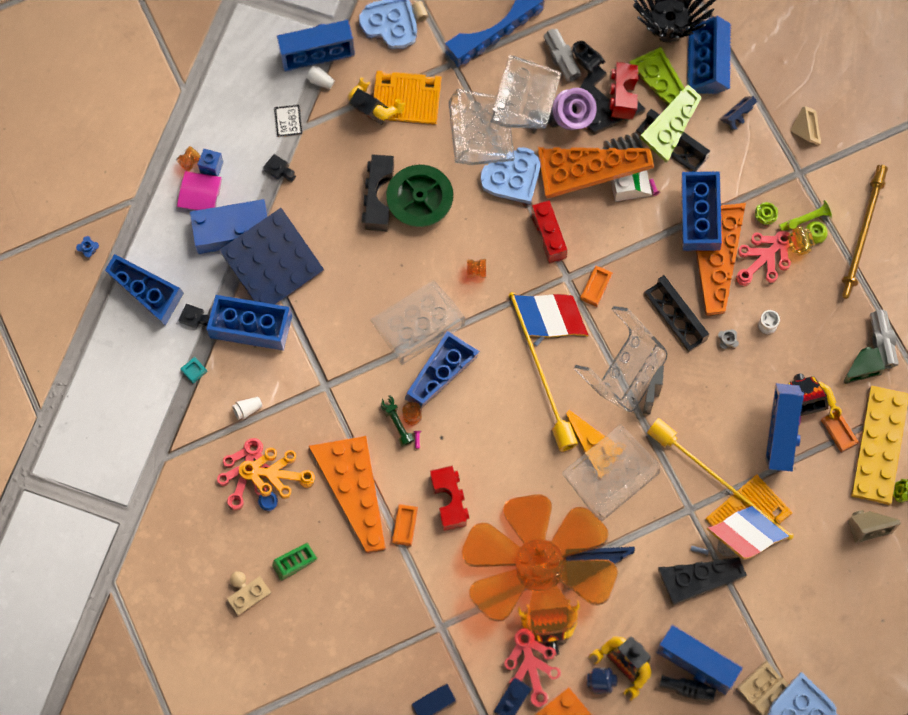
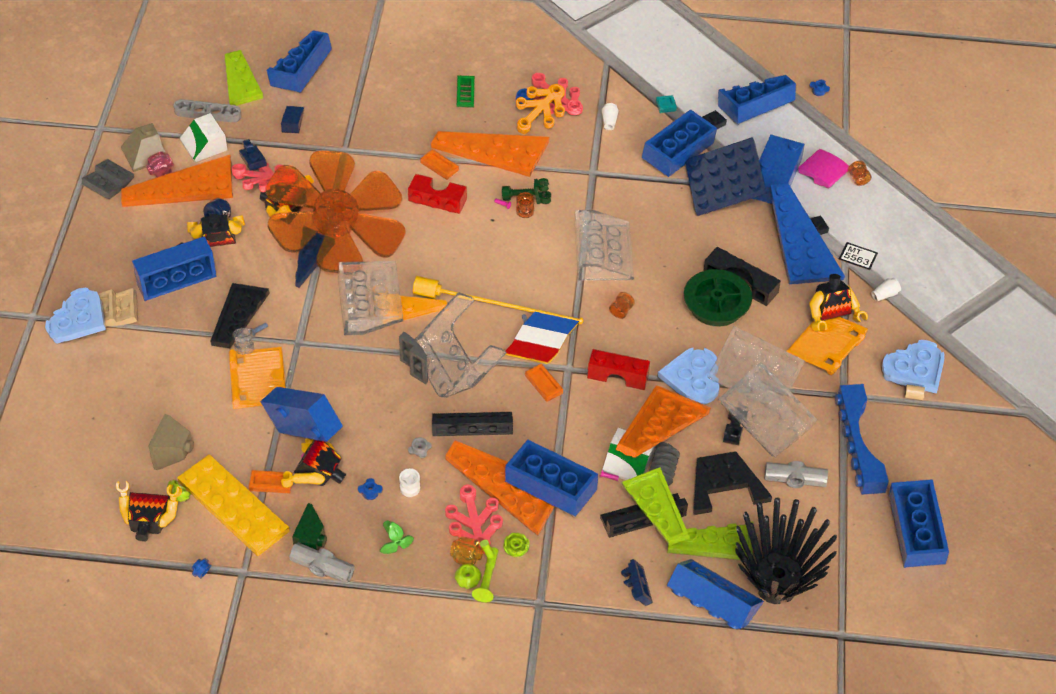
camera: 120 degrees right, 20 degrees down
(210, 160) = (845, 182): blue brick -> none
(248, 594) = (462, 58): tan plate -> none
(315, 159) = (802, 247): none -> blue wing
(316, 45) = (919, 293): blue brick -> none
(443, 366) = (550, 239): blue wedge -> none
(563, 111) = (735, 438): lavender wheel -> none
(587, 56) = (779, 486): black piece -> none
(623, 78) = (710, 482): red arch -> none
(745, 531) = (243, 356): flag -> none
(789, 353) = (367, 493): none -> blue plate
(807, 125) = (581, 636): tan slope -> none
(826, 298) = (395, 534): none -> bright green plant
(877, 184) = (477, 656): pearl gold bar -> none

